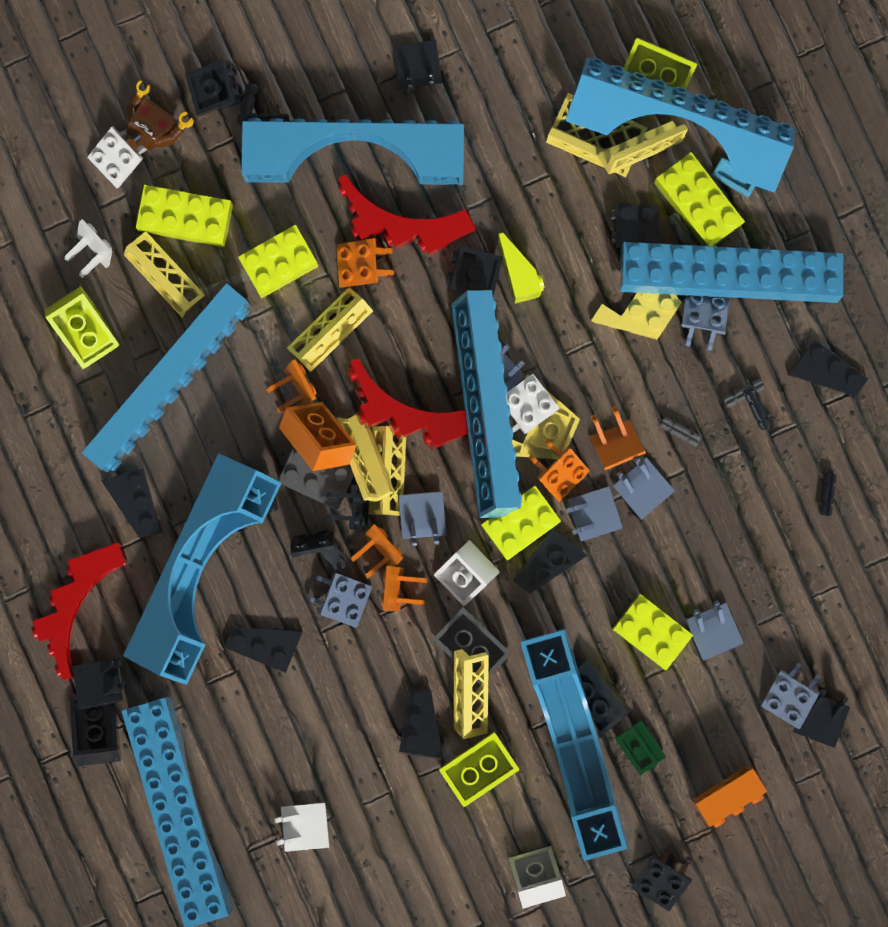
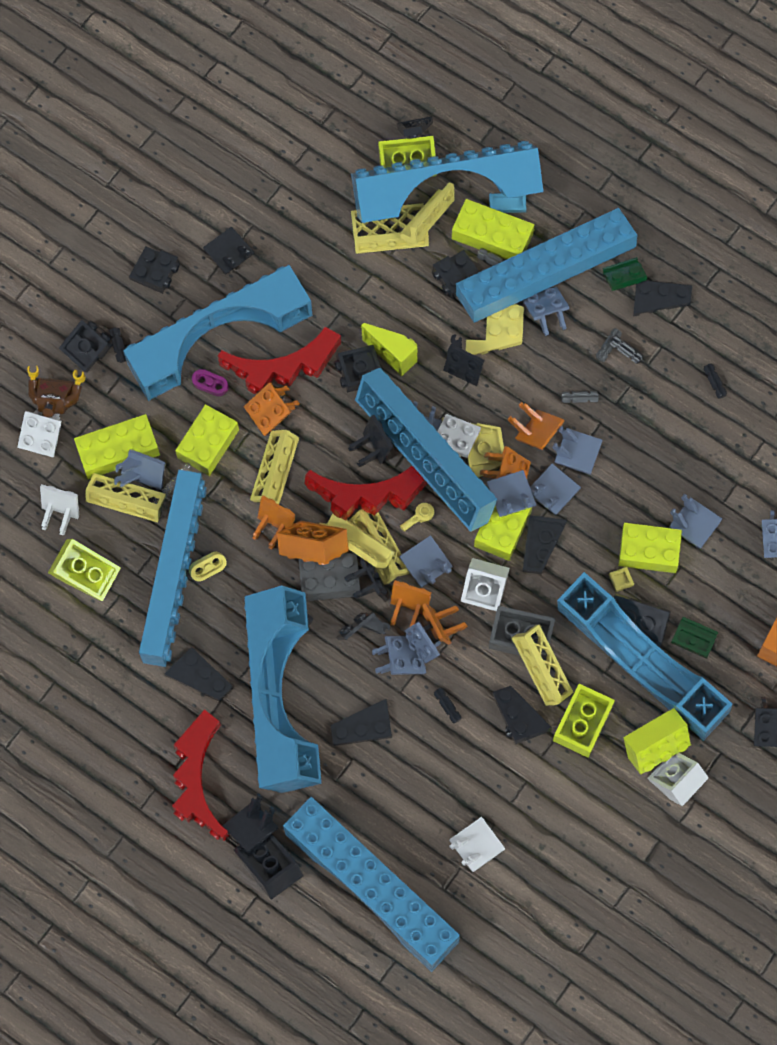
camera: 30 degrees left, 15 degrees down
(192, 252) = (141, 469): none -> sand blue plate
(204, 394) = (207, 567): none -> light yellow plate
(317, 200) = (211, 382): none -> magenta plate
(330, 42) = (155, 269): none -> black plate
(358, 673) = (447, 705): none -> black axle
(365, 609) = (418, 637): none -> sand blue plate
(449, 372) = (378, 439): none -> black plate
(451, 463) = (423, 513): none -> light yellow plate
(537, 834) = (657, 741): none -> neon yellow brick
(544, 501) = (512, 493): none -> sand blue plate
(579, 329) = (462, 363): none -> black plate
(605, 645) = (621, 579): none -> light yellow tile
(686, 39) = (414, 127): none -> black wing
(806, 326) = (624, 274): none -> dark green plate

